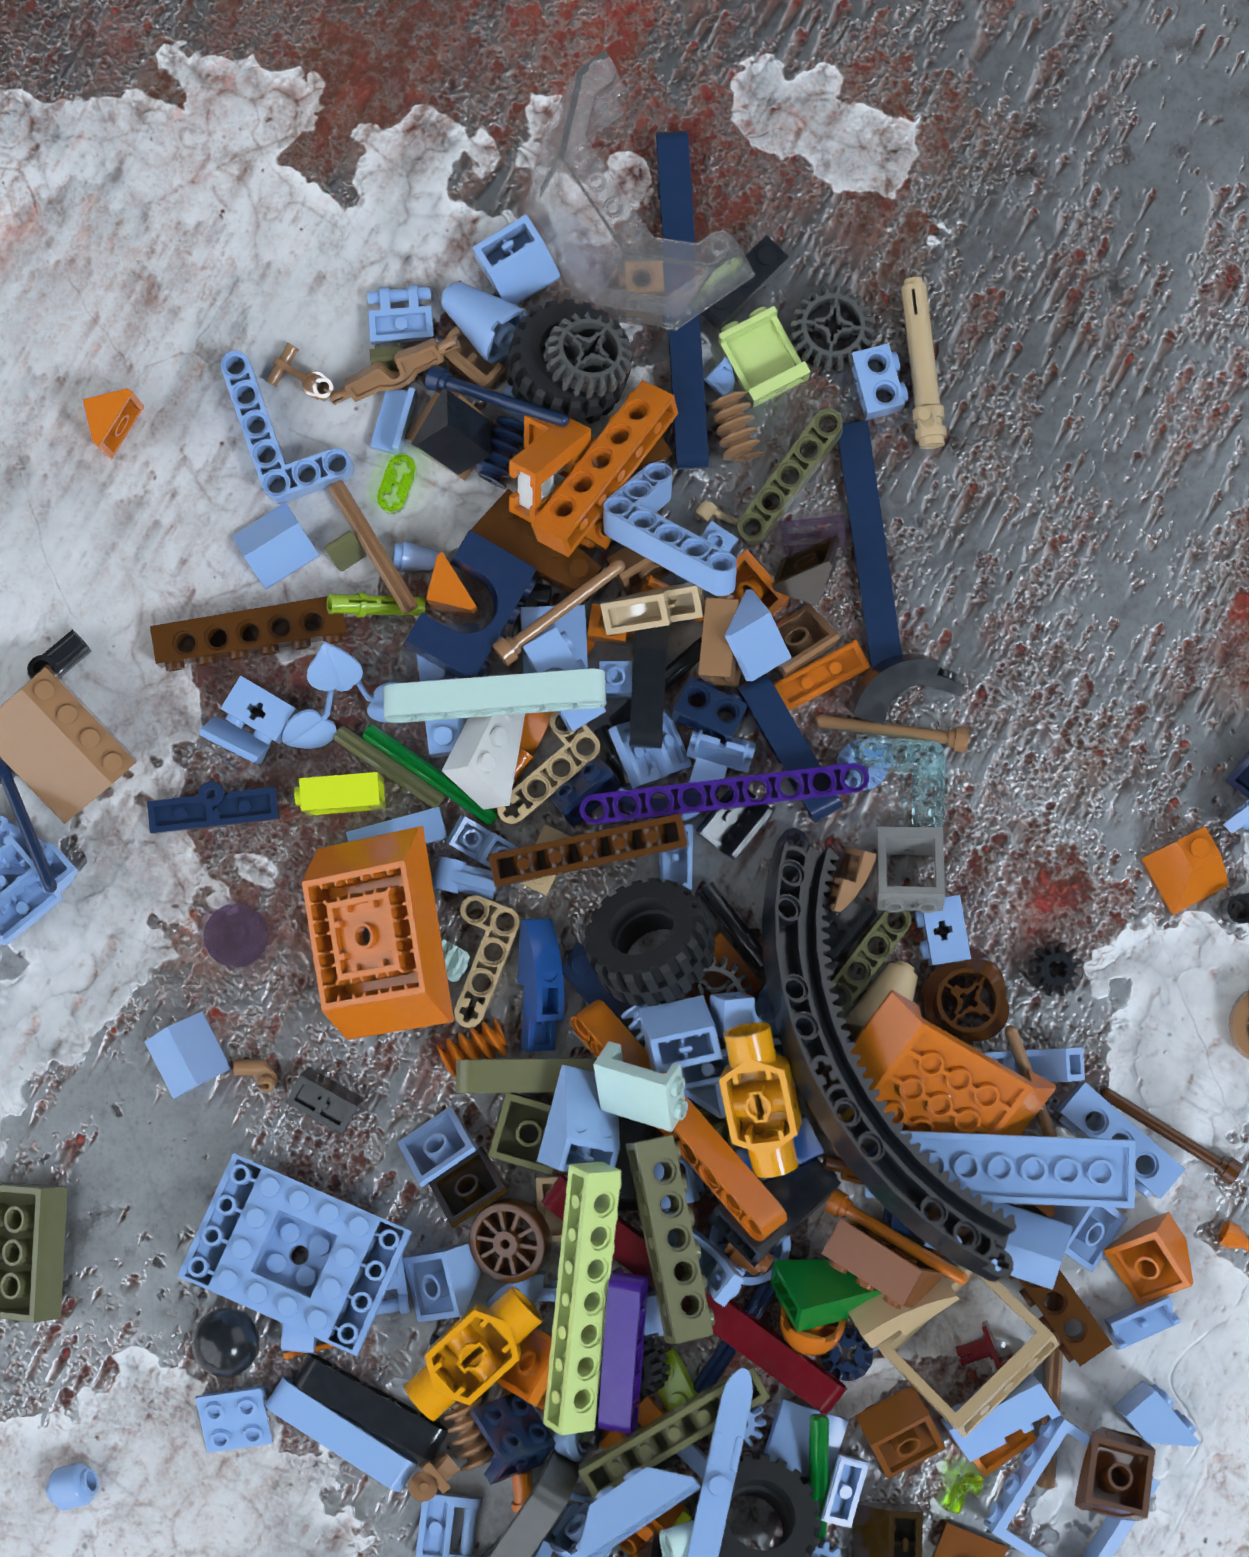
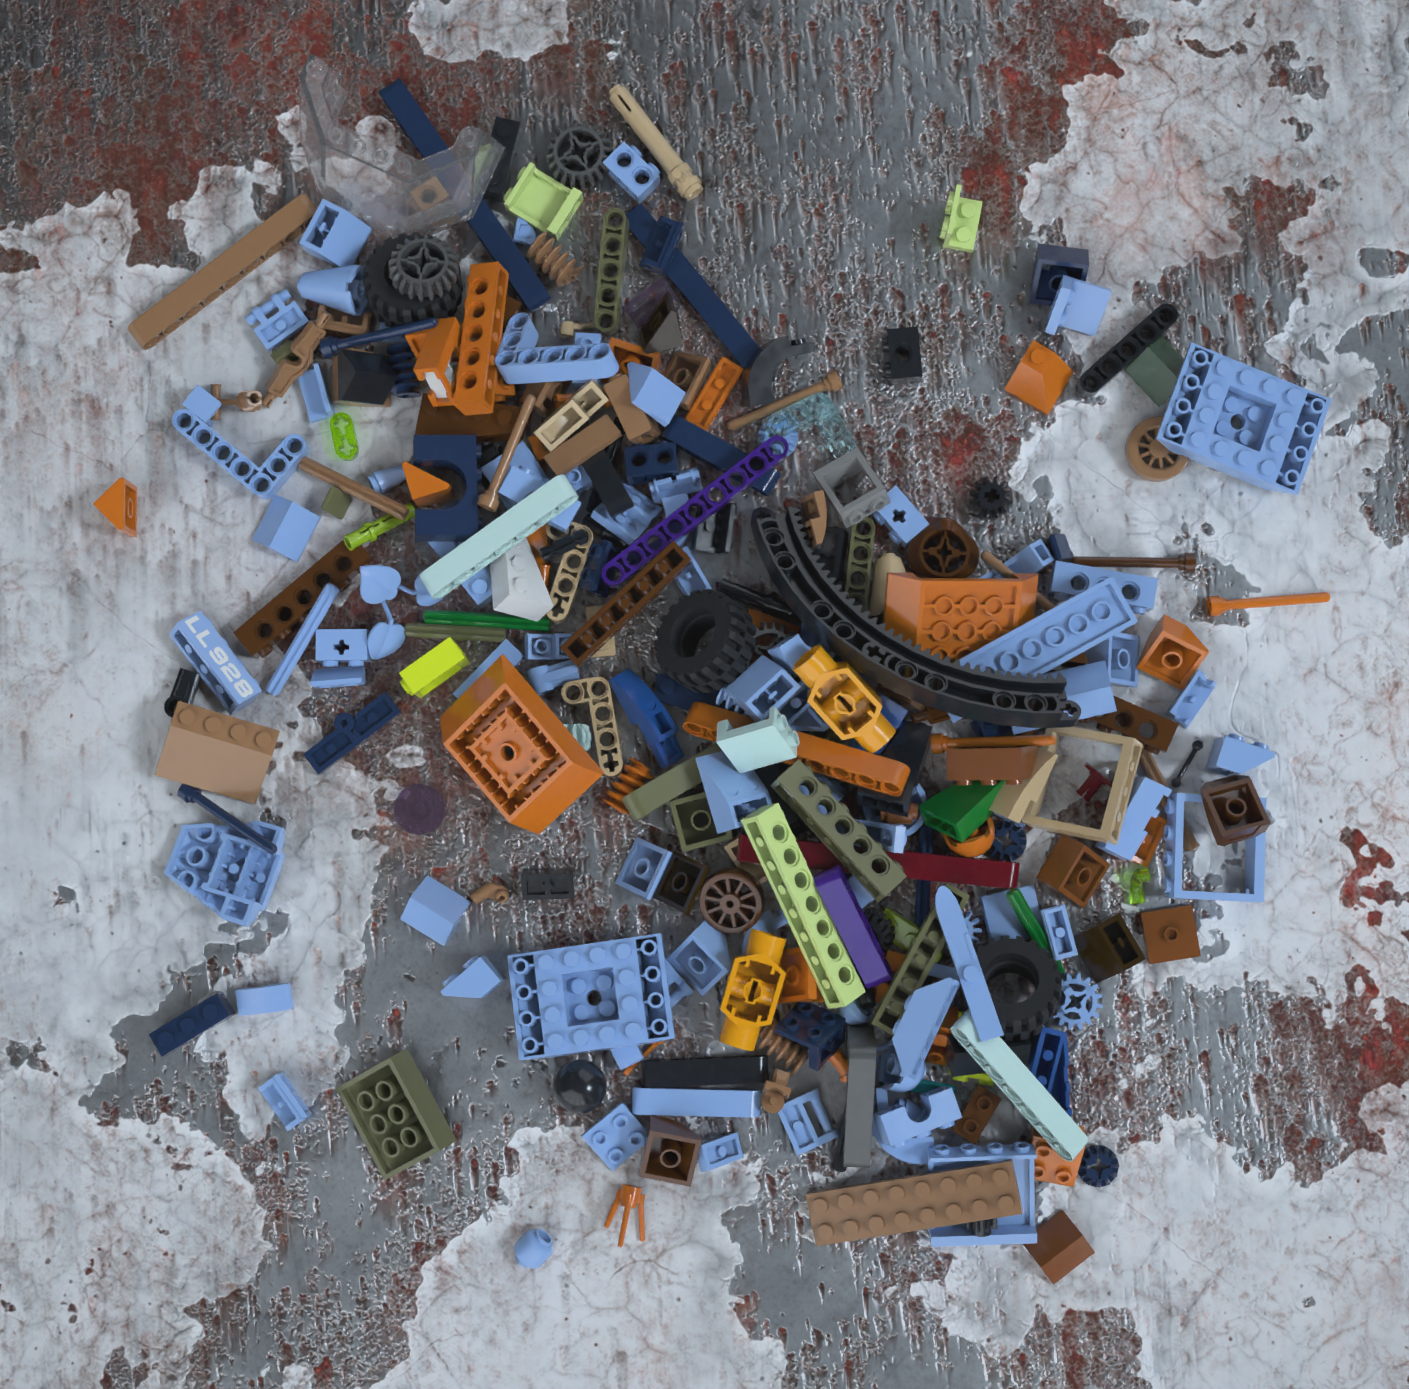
camera: 25 degrees left, 0 degrees up
(113, 646) = (215, 662): none -> light blue brick
(184, 1161) = (475, 981): none -> light blue slope
(208, 1493) = (629, 1197): none -> orange plant
(220, 677) = (302, 639): none -> light blue axle
(265, 359) = (202, 404): none -> light blue panel
(279, 1473) = (669, 1152): none -> slope
(332, 1503) = (719, 1151): none -> light blue slope
(373, 230) = (223, 272): none -> medium nougat beam
(560, 744) = (563, 545): none -> black axle
(644, 650) = (582, 446): none -> medium nougat tile
(862, 481) = (662, 245): none -> dark blue hinge
(1066, 742) = (905, 340): none -> black brick
(1097, 1068) = (1059, 547): none -> dark blue slope
(1118, 1376) = (1196, 745): none -> black hinge
(1204, 650) = (961, 225): none -> yellowish green bracket

